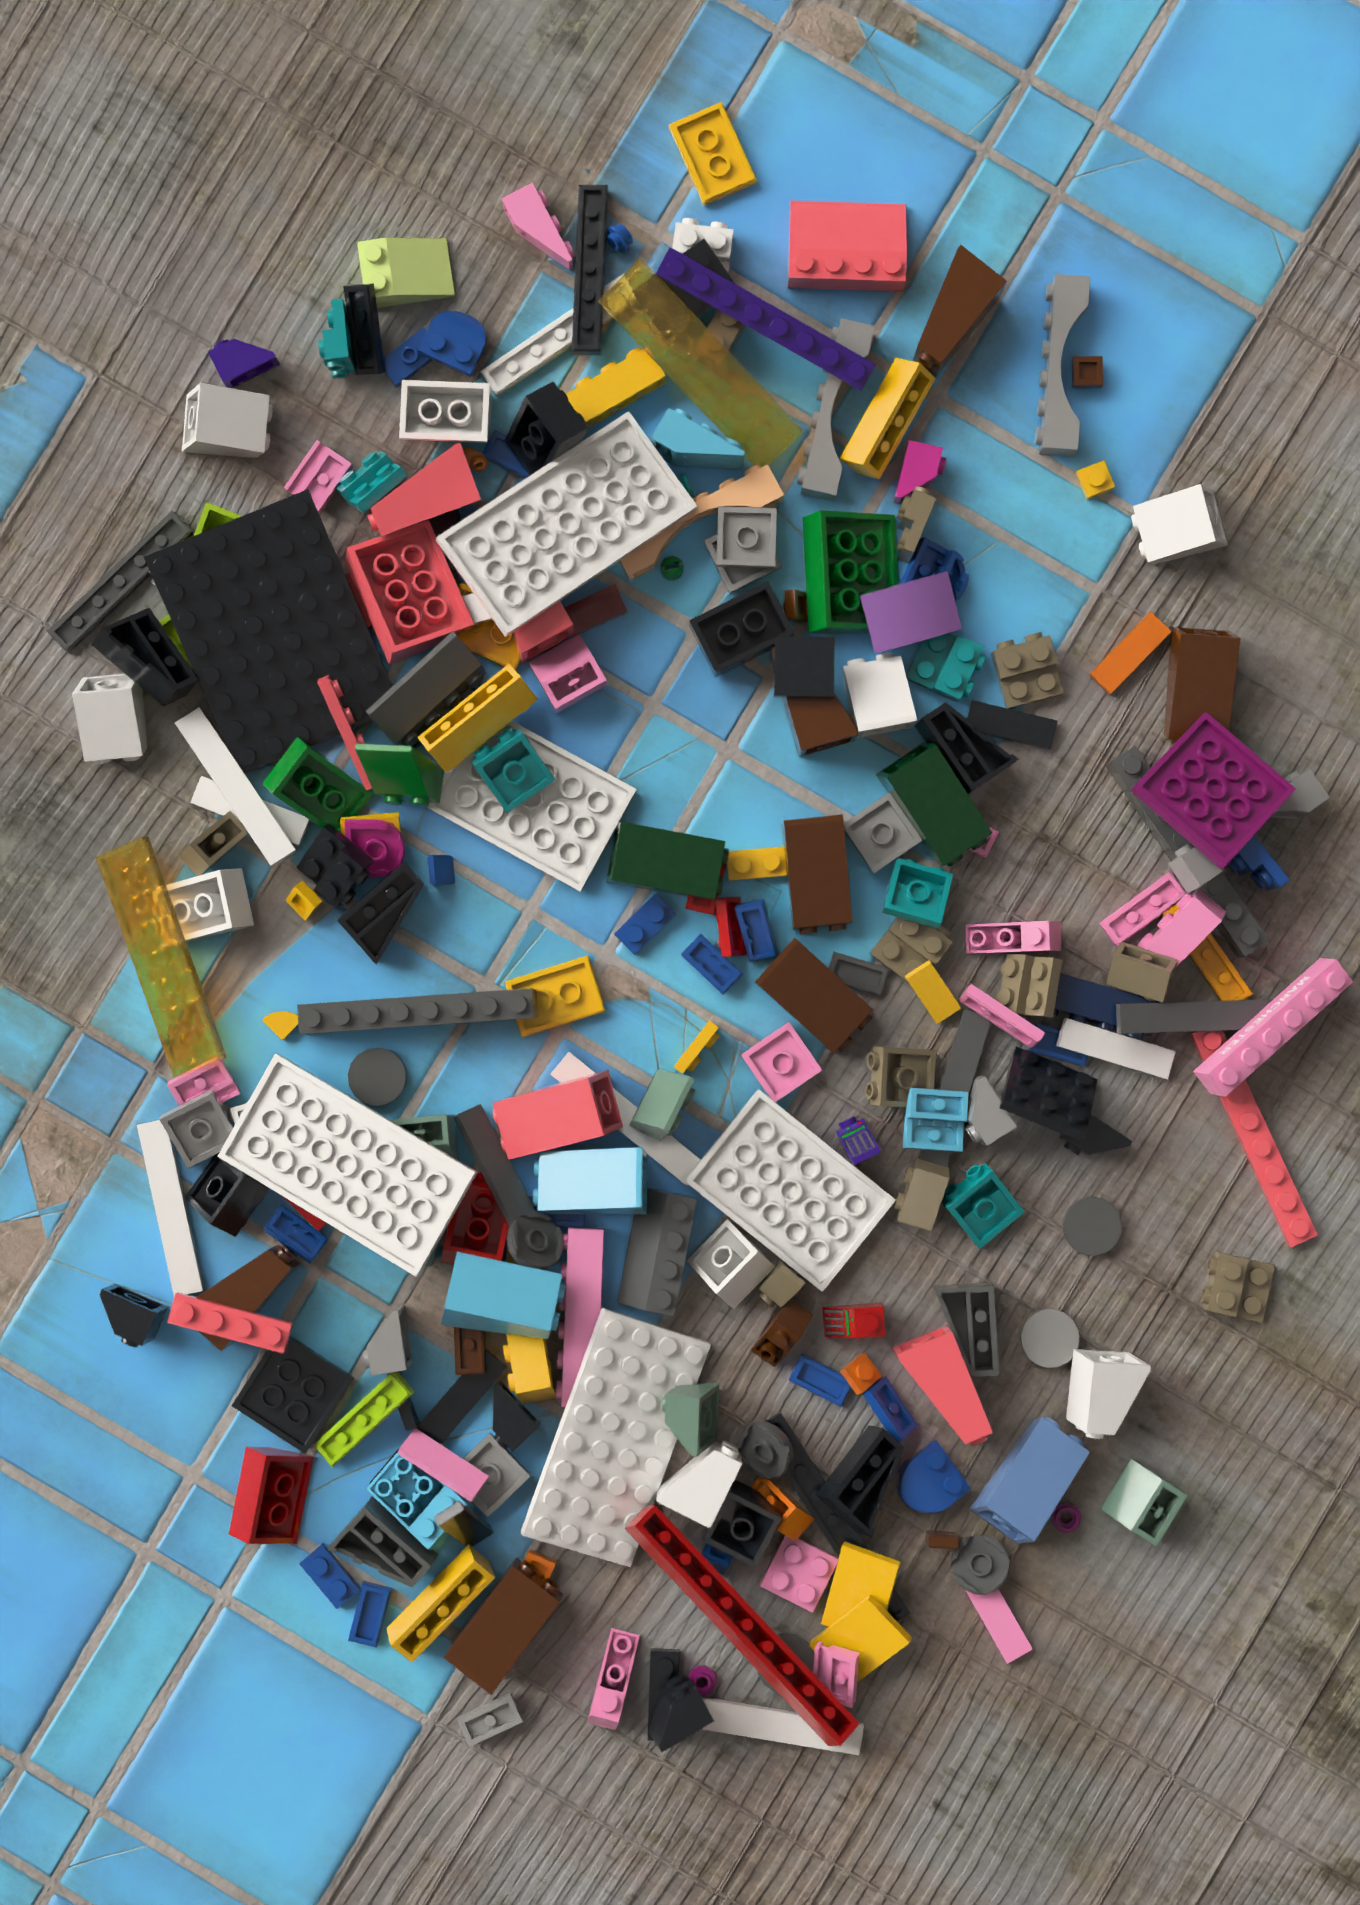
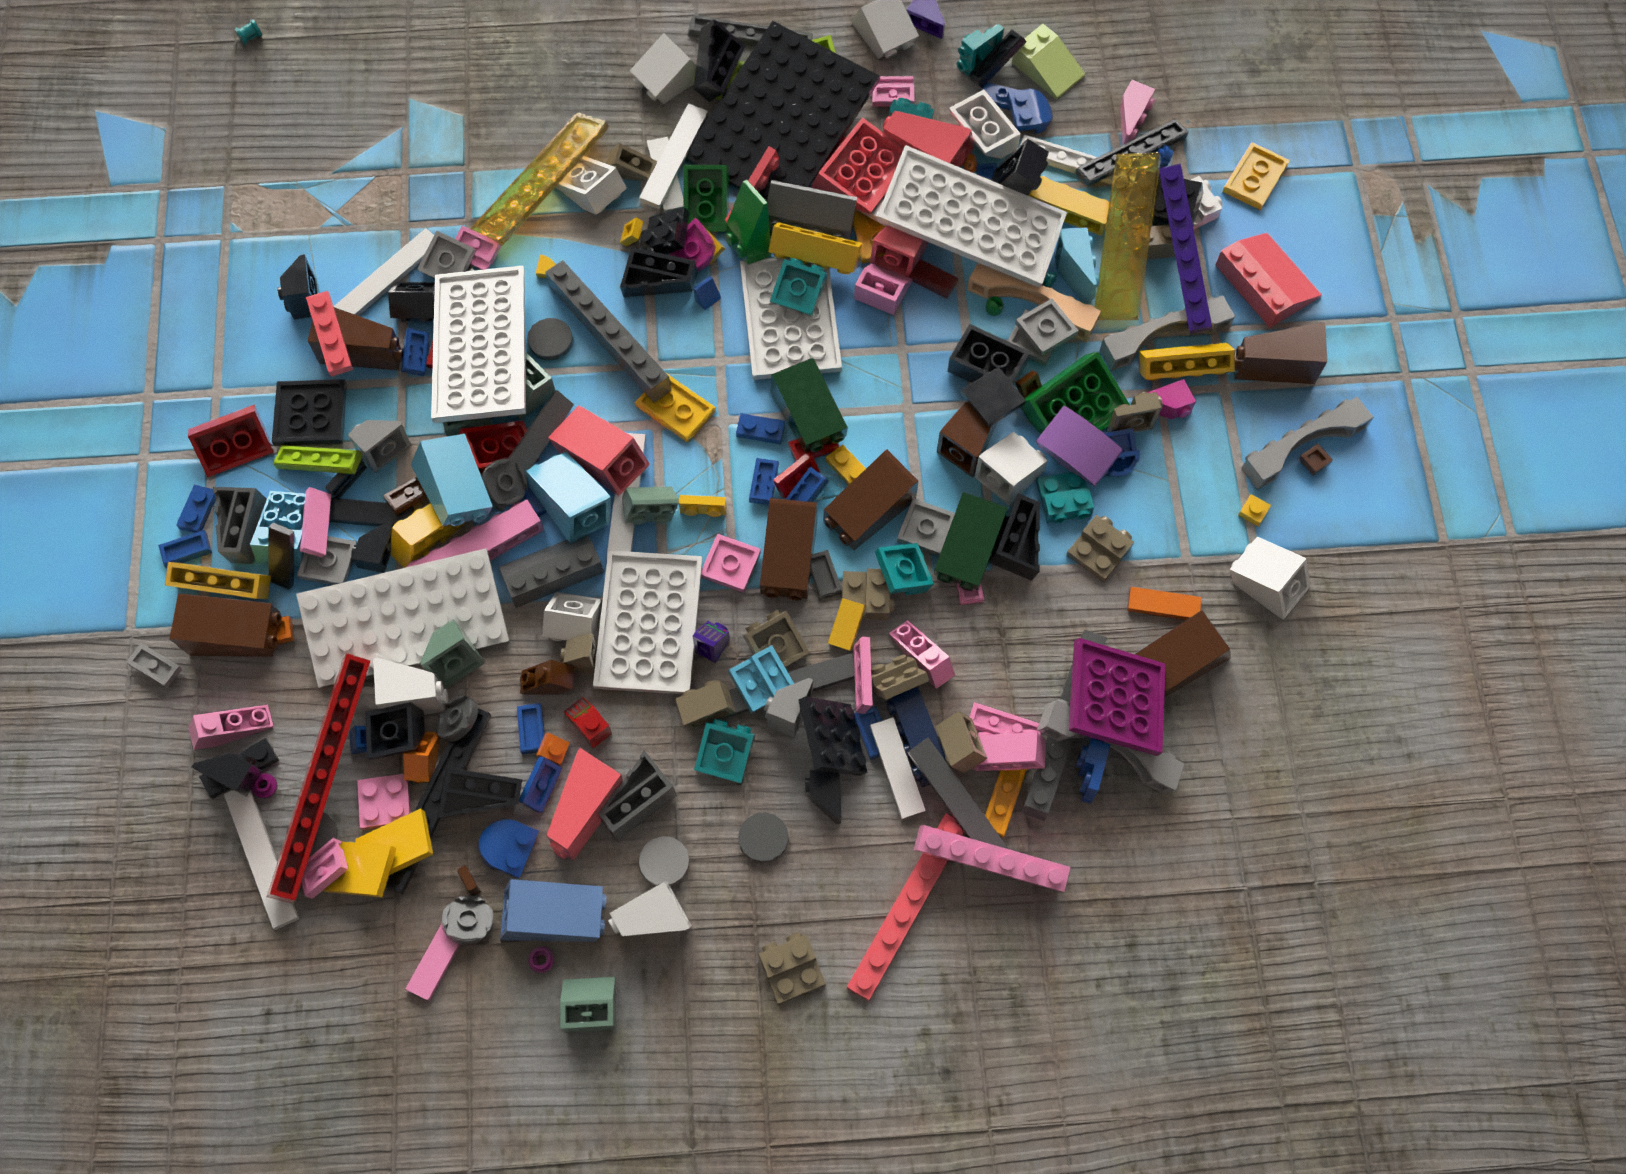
camera: 50 degrees right, 20 degrees down
(1012, 724) = (1059, 562): black tile -> none

